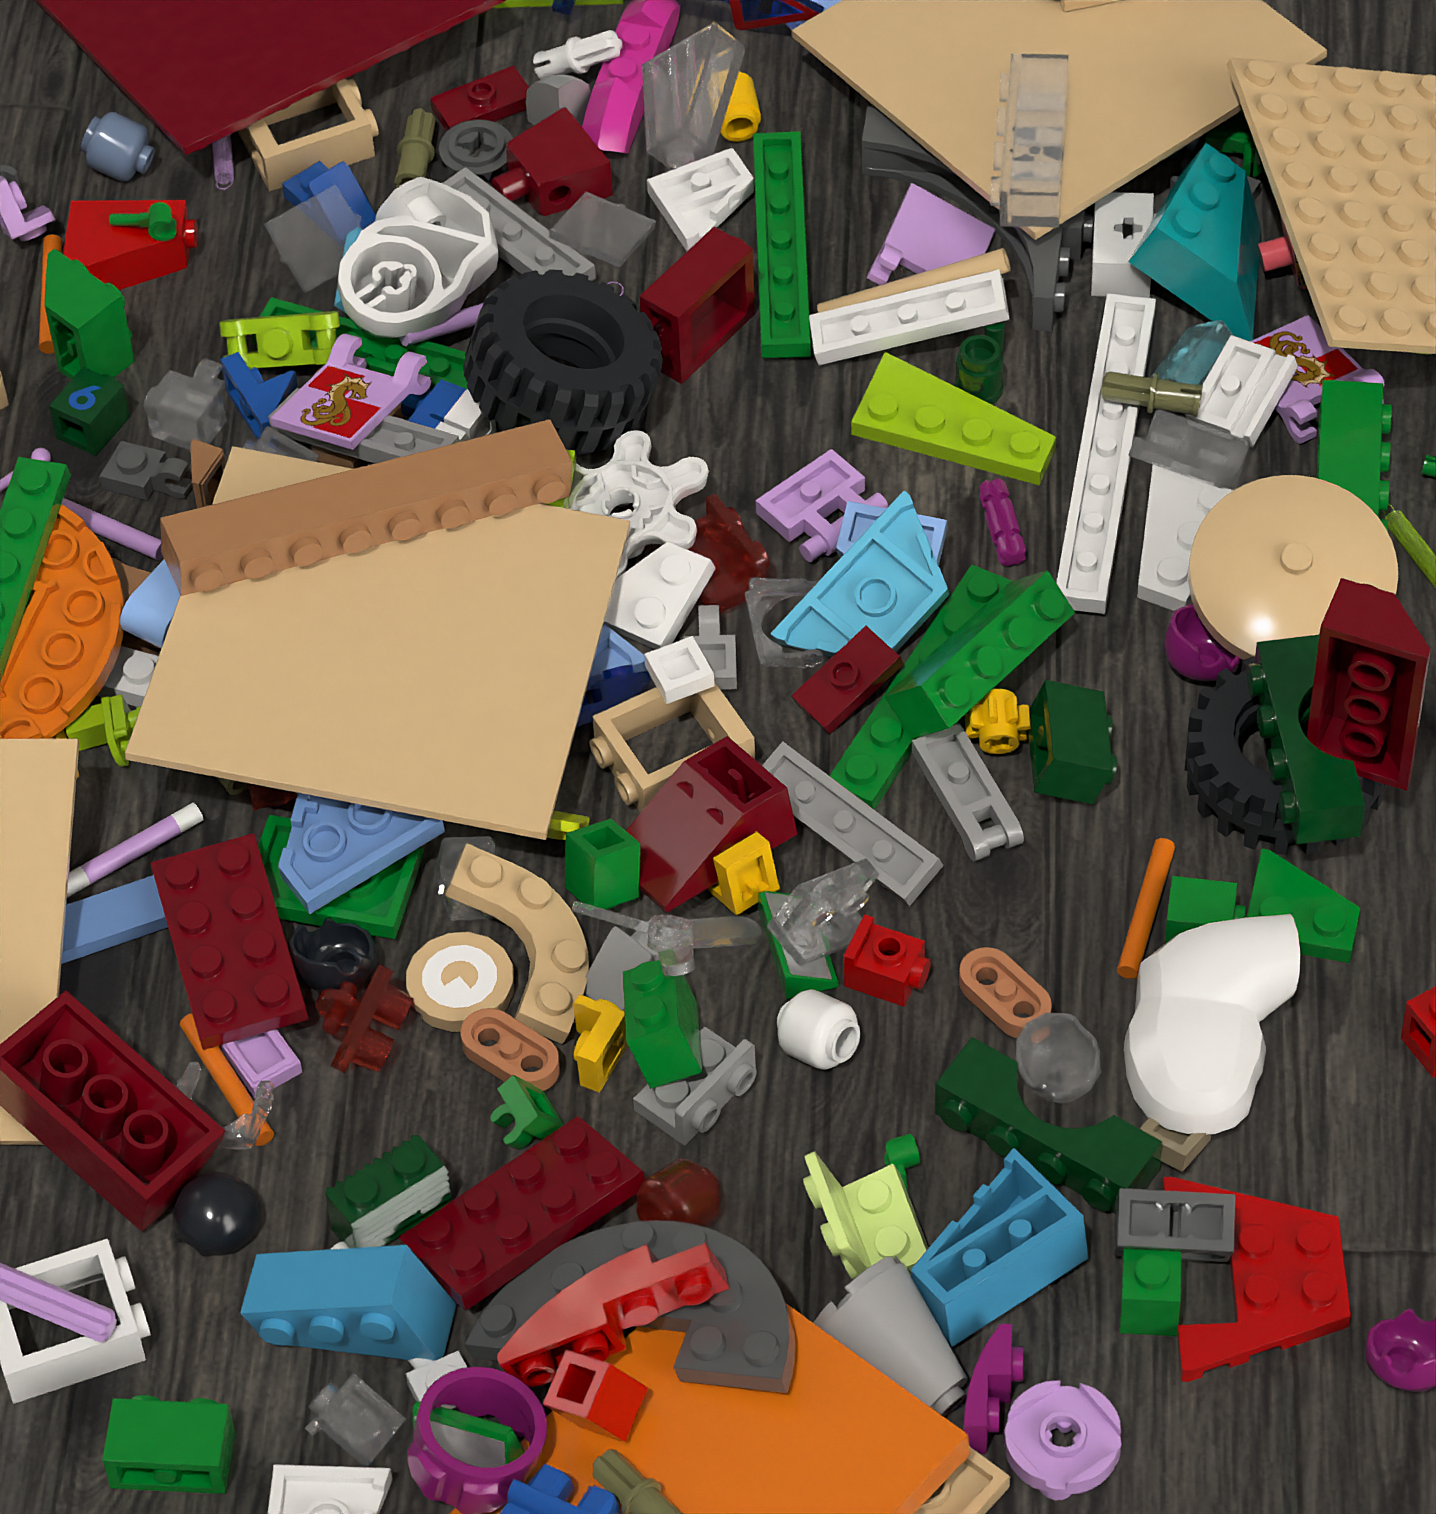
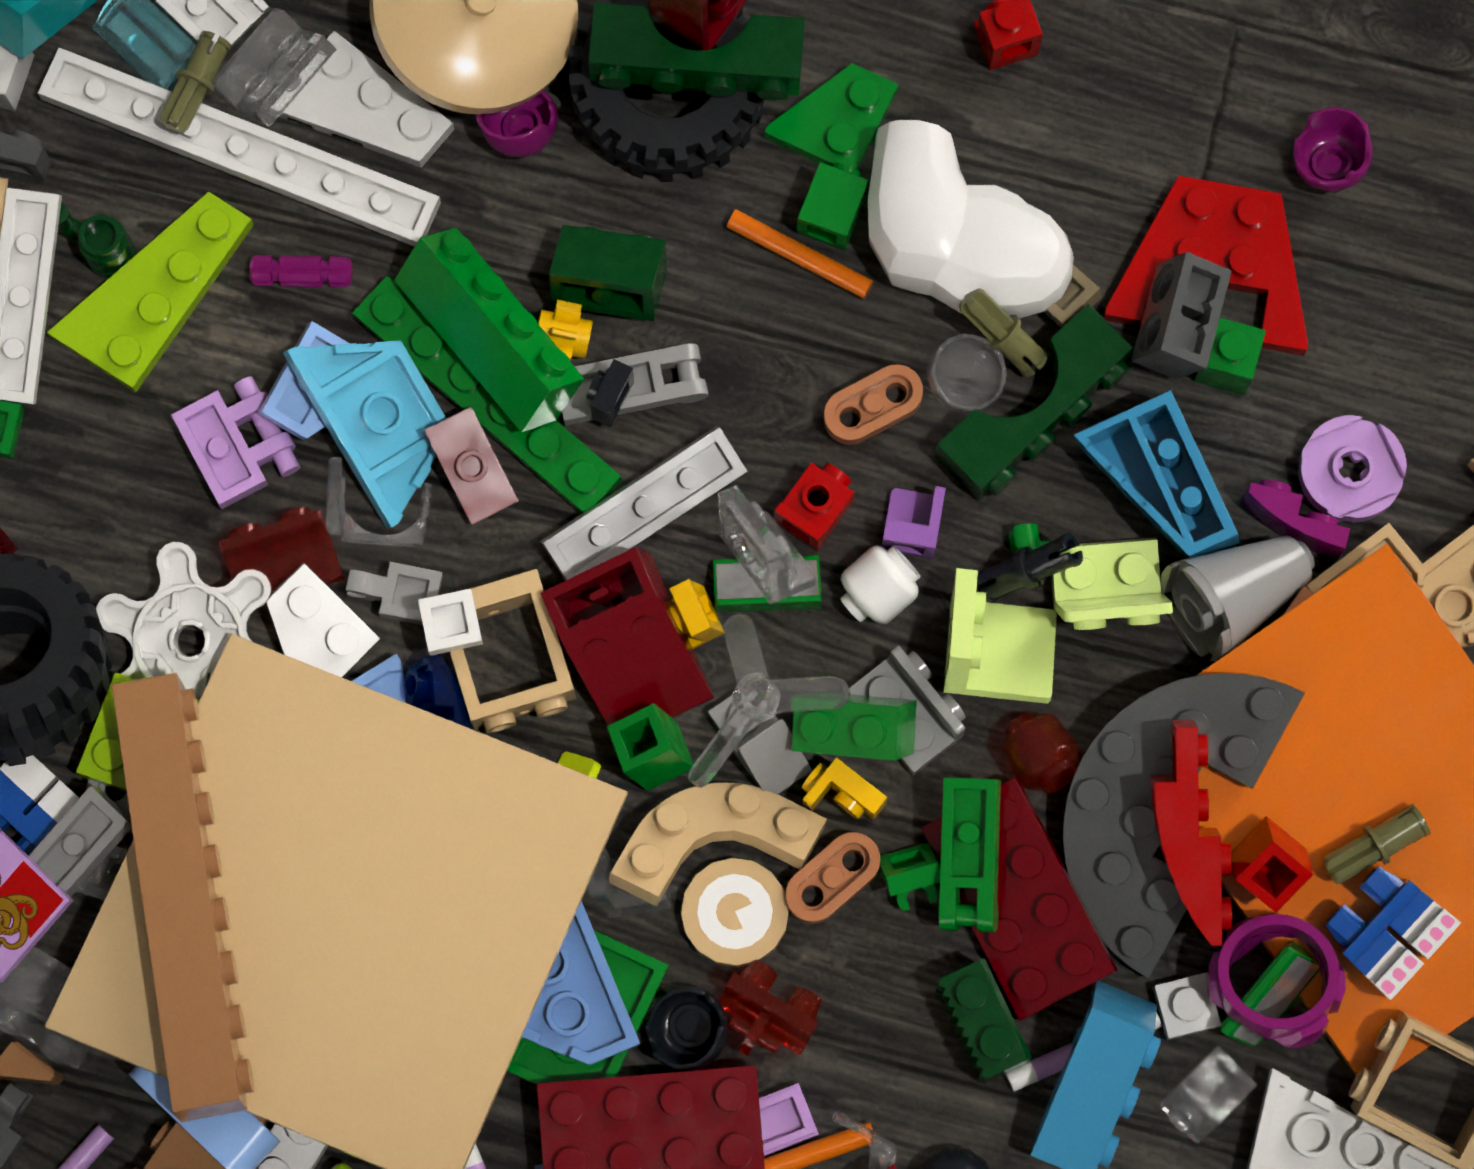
camera: 80 degrees left, 25 degrees up
(550, 1139) = (969, 853): none -> green plate
(772, 1120) = (997, 646): none -> yellowish green bracket
(866, 1145) = (1030, 567): none -> black pin
(891, 1056) = (914, 521): none -> medium lavender panel
(944, 758) = (609, 392): none -> black plate
(1112, 1075) = (1003, 331): none -> olive axle

